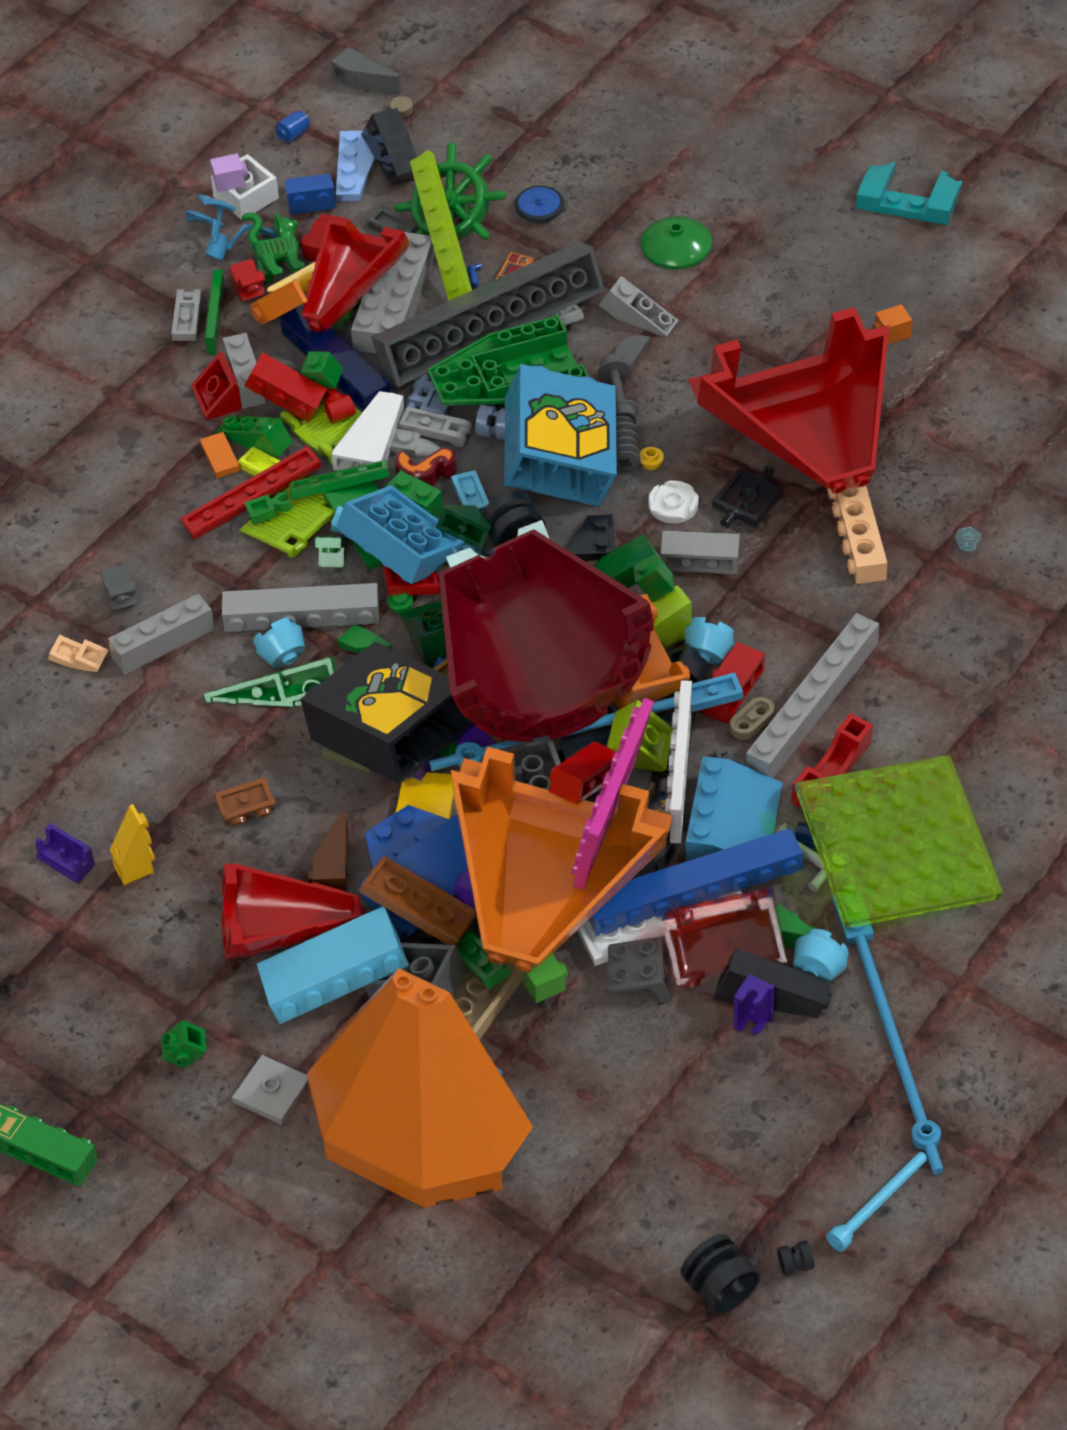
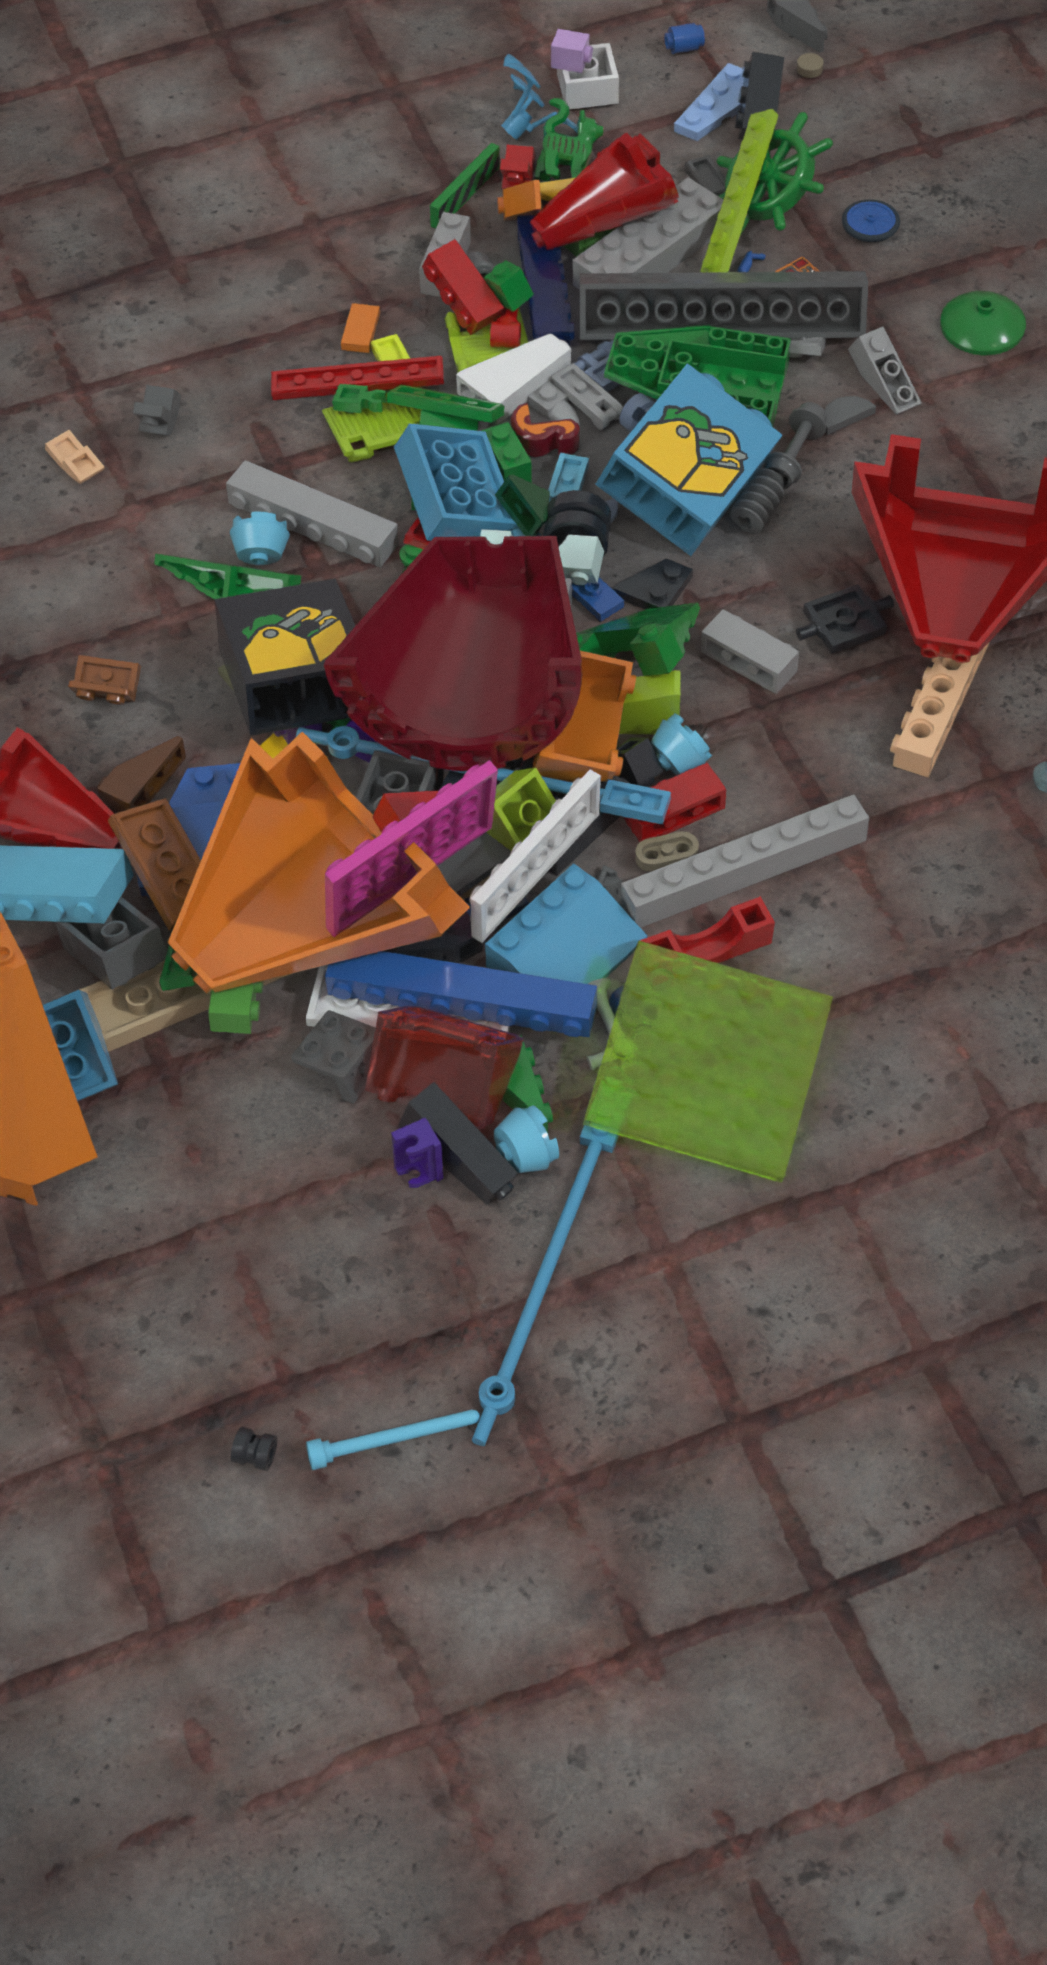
camera: 30 degrees right, 5 degrees up
(161, 633) = (160, 474): light grey brick -> none
(186, 315) = (437, 176): light grey plate -> none
(217, 389) = (403, 262): red slope -> none
(259, 432) = (408, 322): green slope -> none
(310, 193) = (648, 111): blue bracket -> none
(331, 550) = (386, 470): slope -> none
(358, 639) = (346, 576): green slope -> none
(651, 458) = (779, 530): yellow plate -> none
(673, 502) = (767, 587): white tile -> none
(720, 1274) = (157, 1420): black wheel -> none

